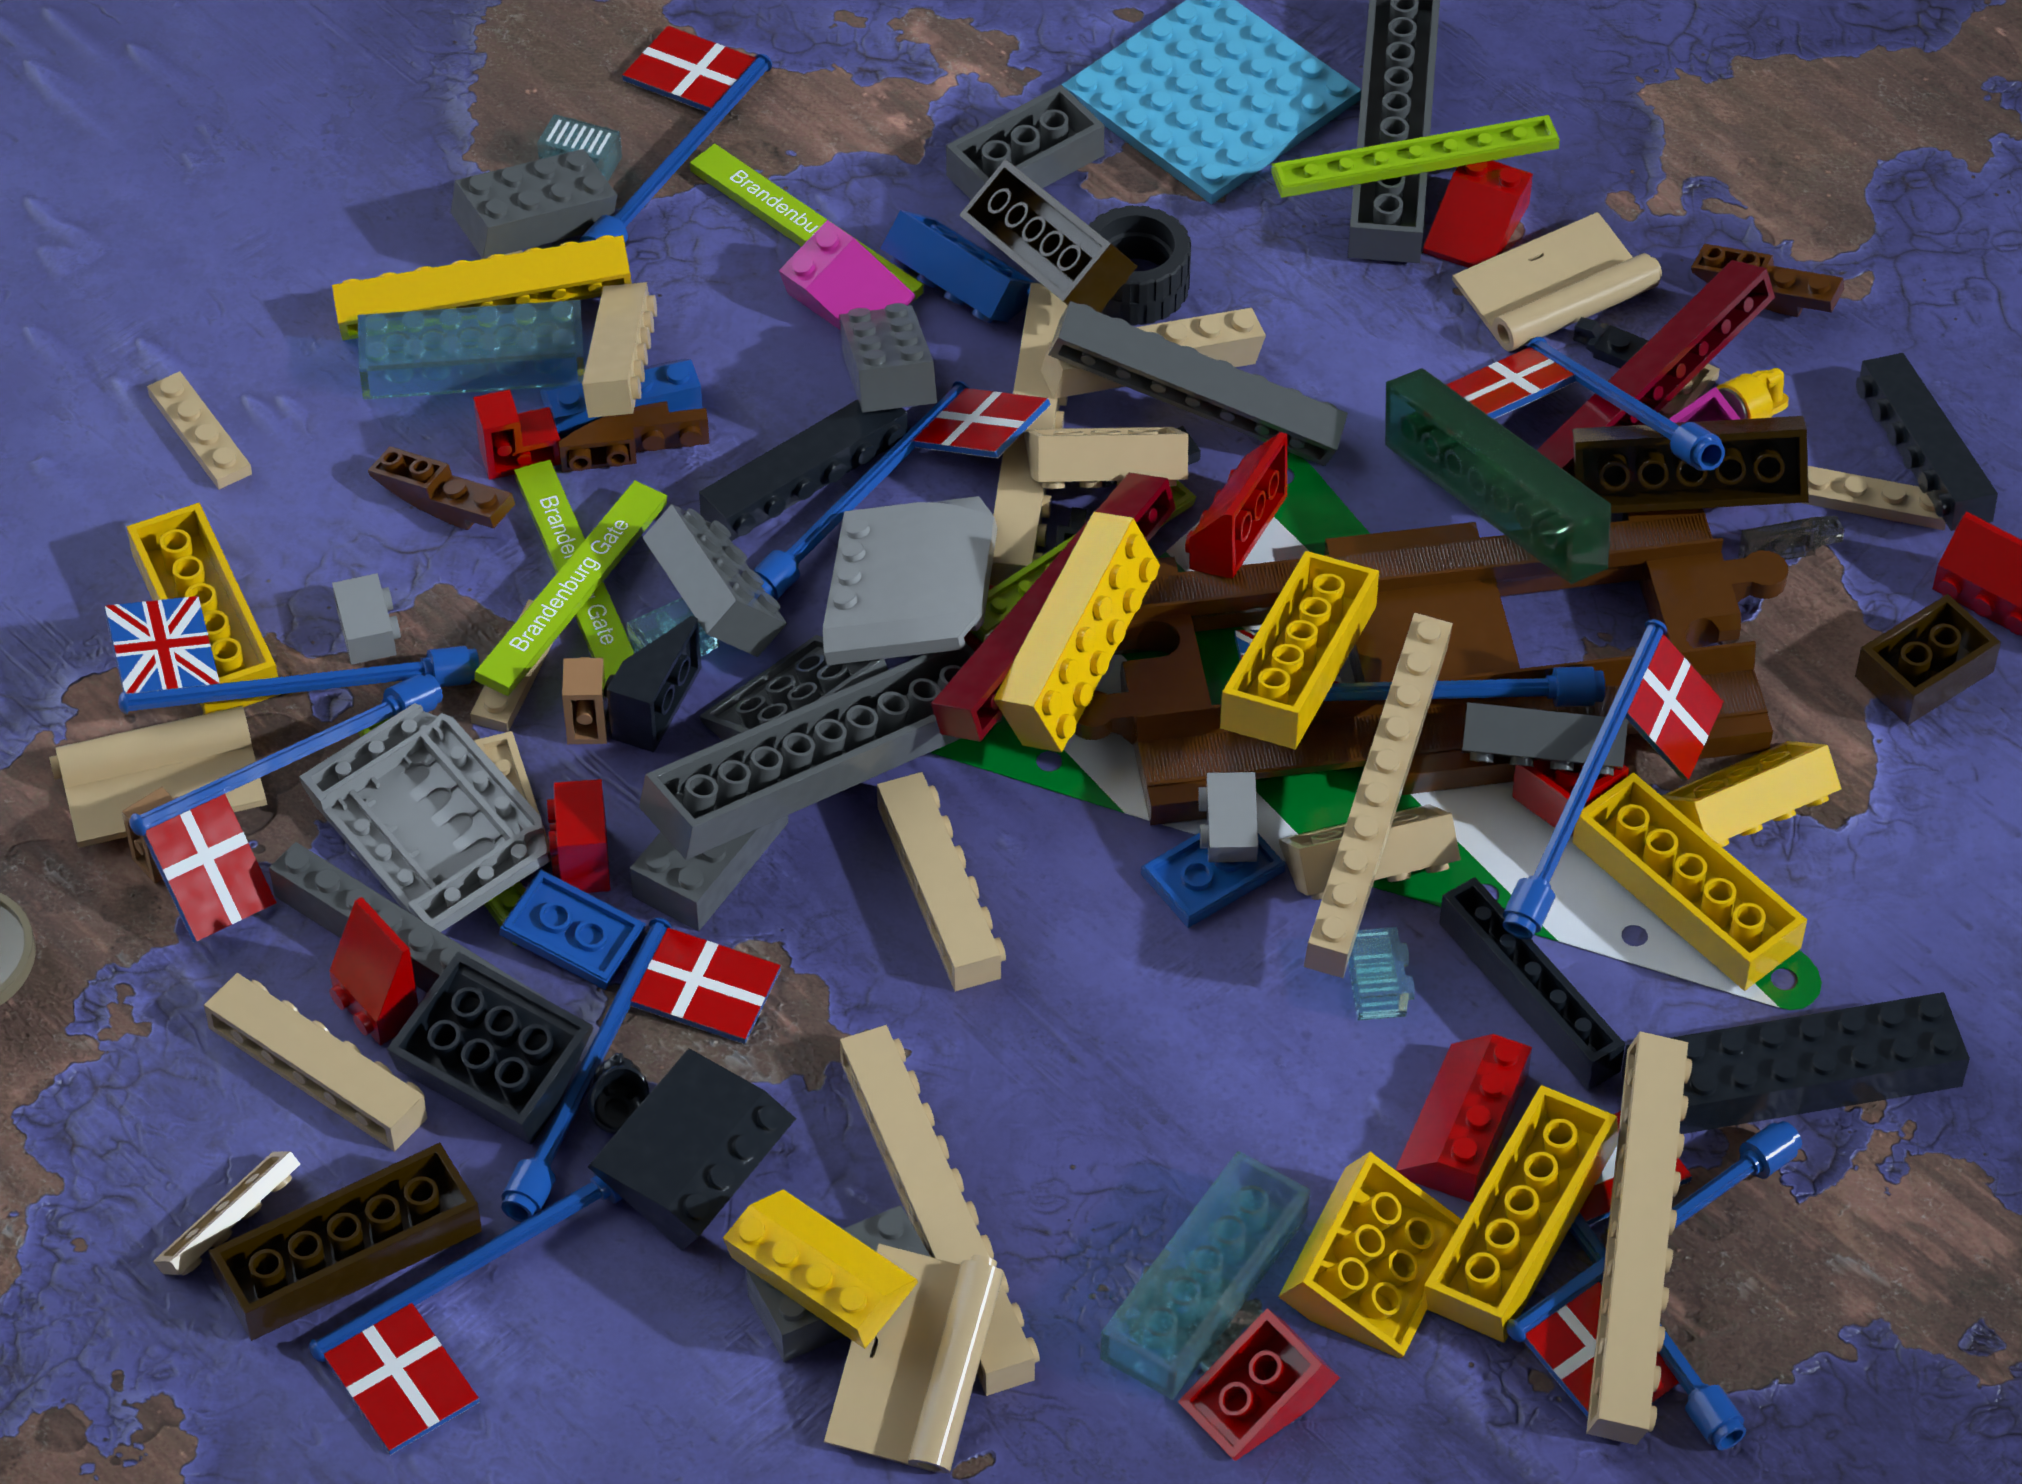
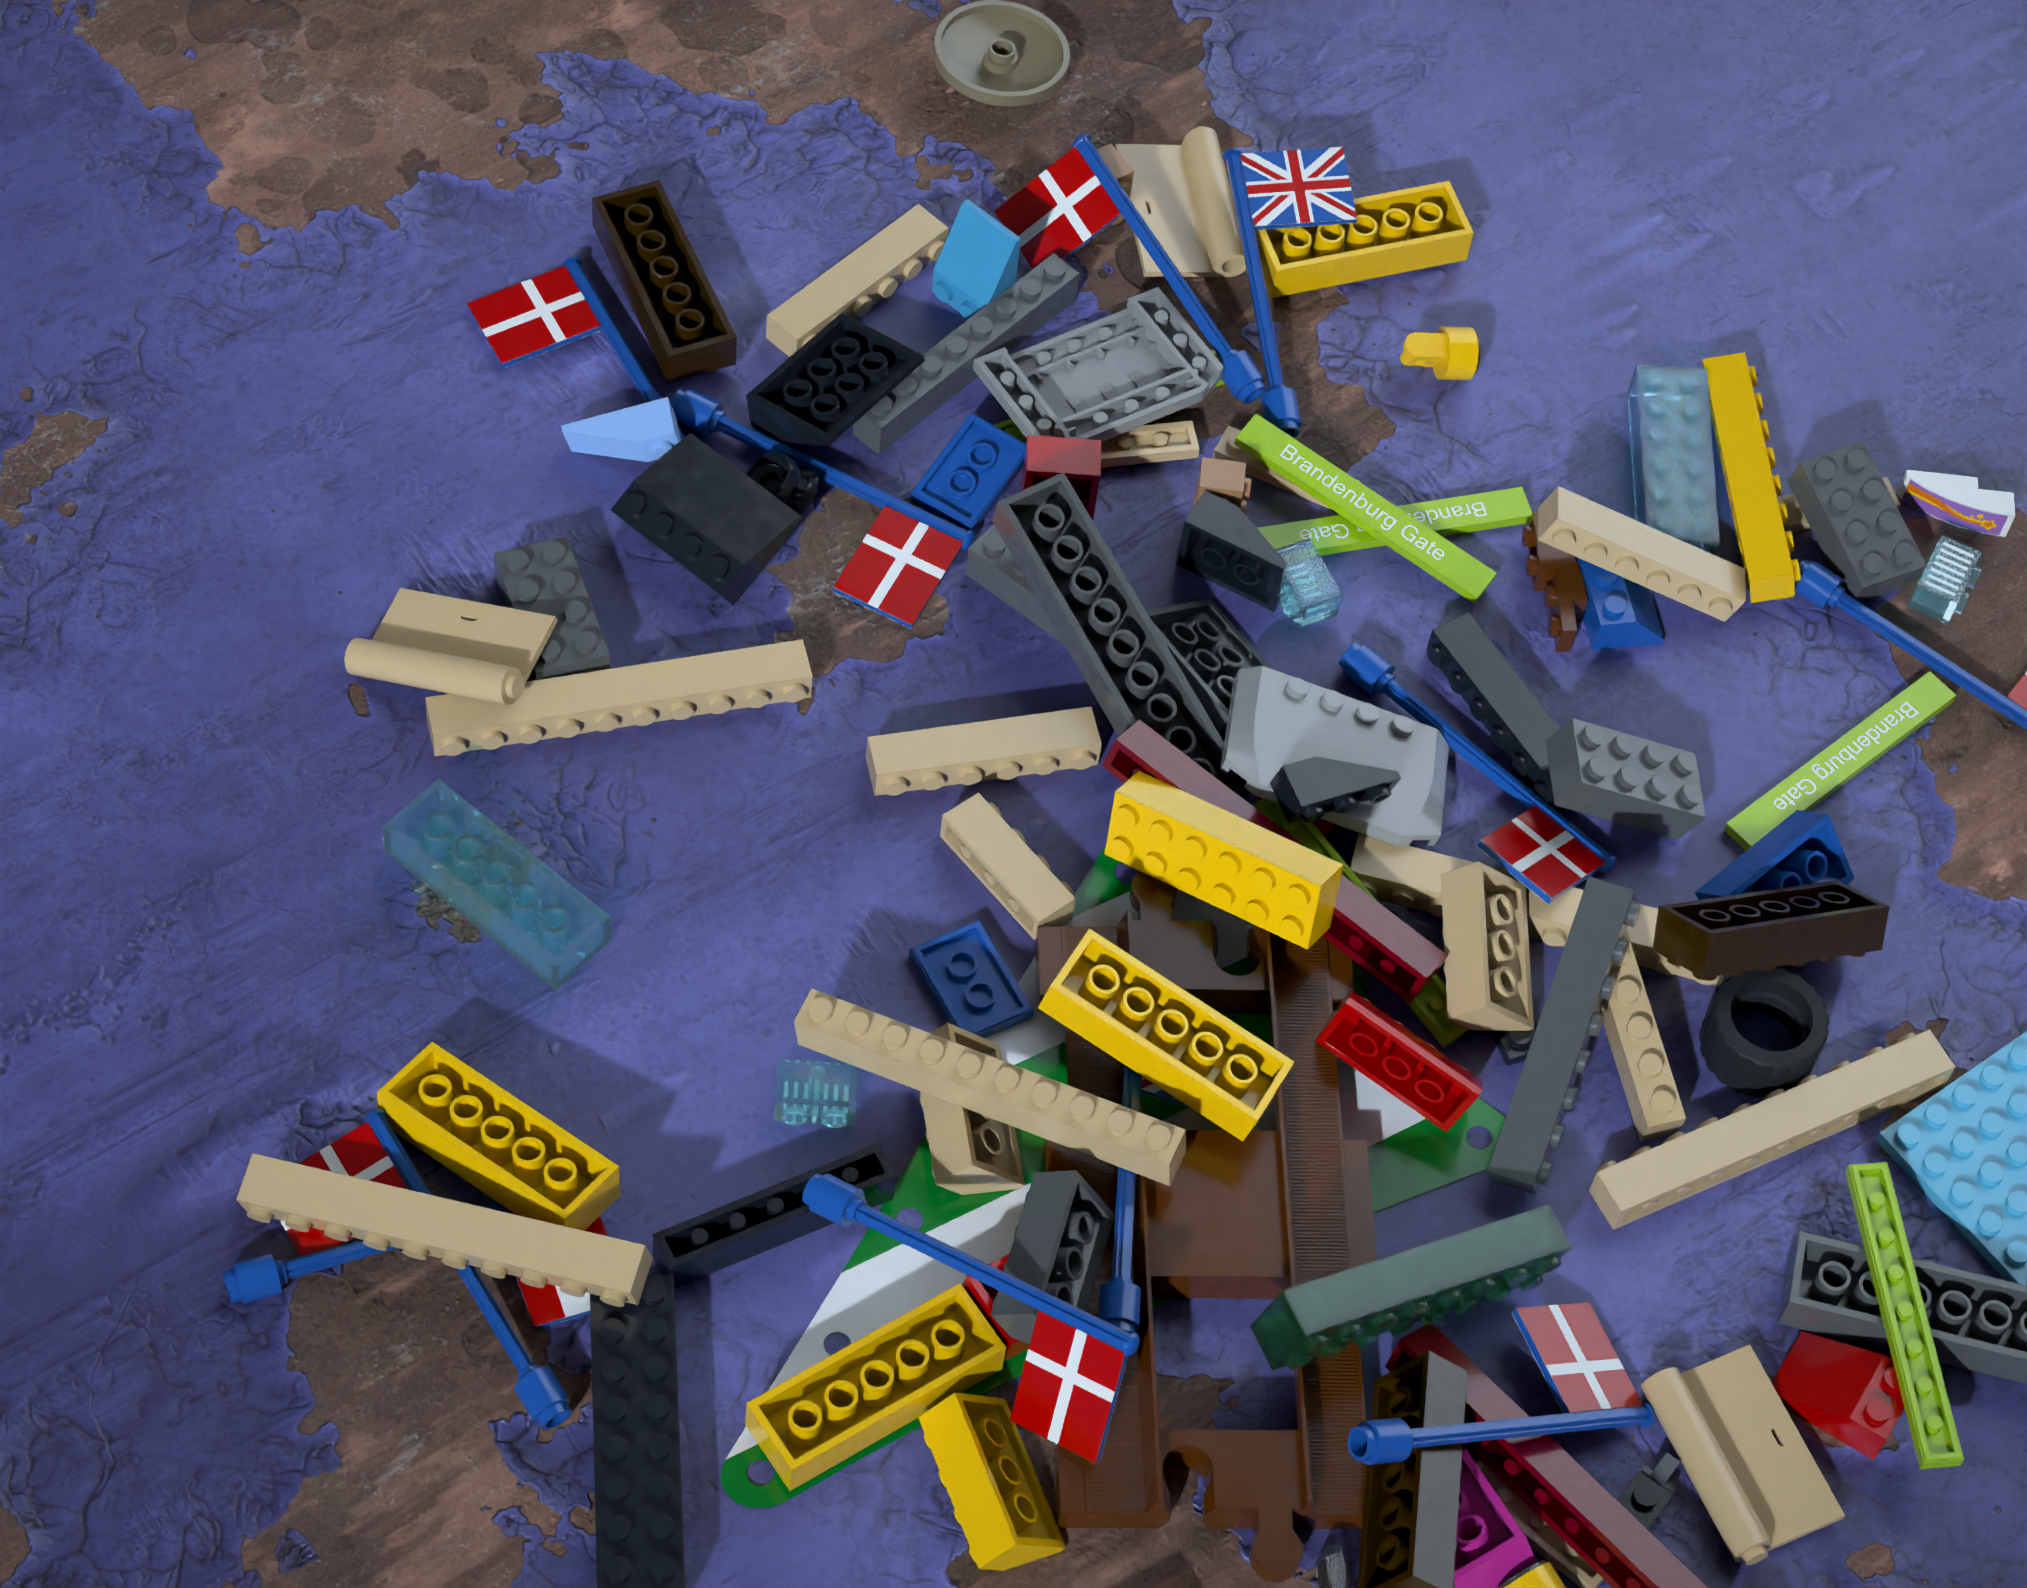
camera: 90 degrees right, 5 degrees up
(199, 430) = (1591, 265): tan plate -> none
(217, 1222) = (707, 208): tan plate -> none
(299, 930) = (975, 261): none -> dark azure slope
(351, 529) = (1450, 351): none -> yellow piece
(365, 618) = (1346, 357): light grey brick -> none
(373, 975) = (927, 312): red slope -> none
(436, 491) = (1498, 426): reddish brown slope -> none
(483, 133) = (1959, 501): none -> slope
(512, 438) = (1552, 462): red brick -> none
(581, 1223) = (631, 433): none -> light blue slope
(715, 580) = (1346, 603): dark grey brick -> none
(819, 1265) = (538, 566): yellow slope -> none
(838, 275) = (1751, 771): dark pink slope -> none
(979, 560) = (1324, 785): none -> black slope
(1040, 138) = (1941, 960): dark grey brick -> none
(1076, 845) = (1007, 865): none -> tan brick
(1231, 817) = (1005, 982): light grey brick -> none
(1234, 267) = (1770, 1128): none -> tan brick
(1258, 1386) = (377, 915): red slope -> none
(1371, 1257) = (493, 1022): yellow slope -> none
(1466, 1115) = (641, 1139): red slope -> none

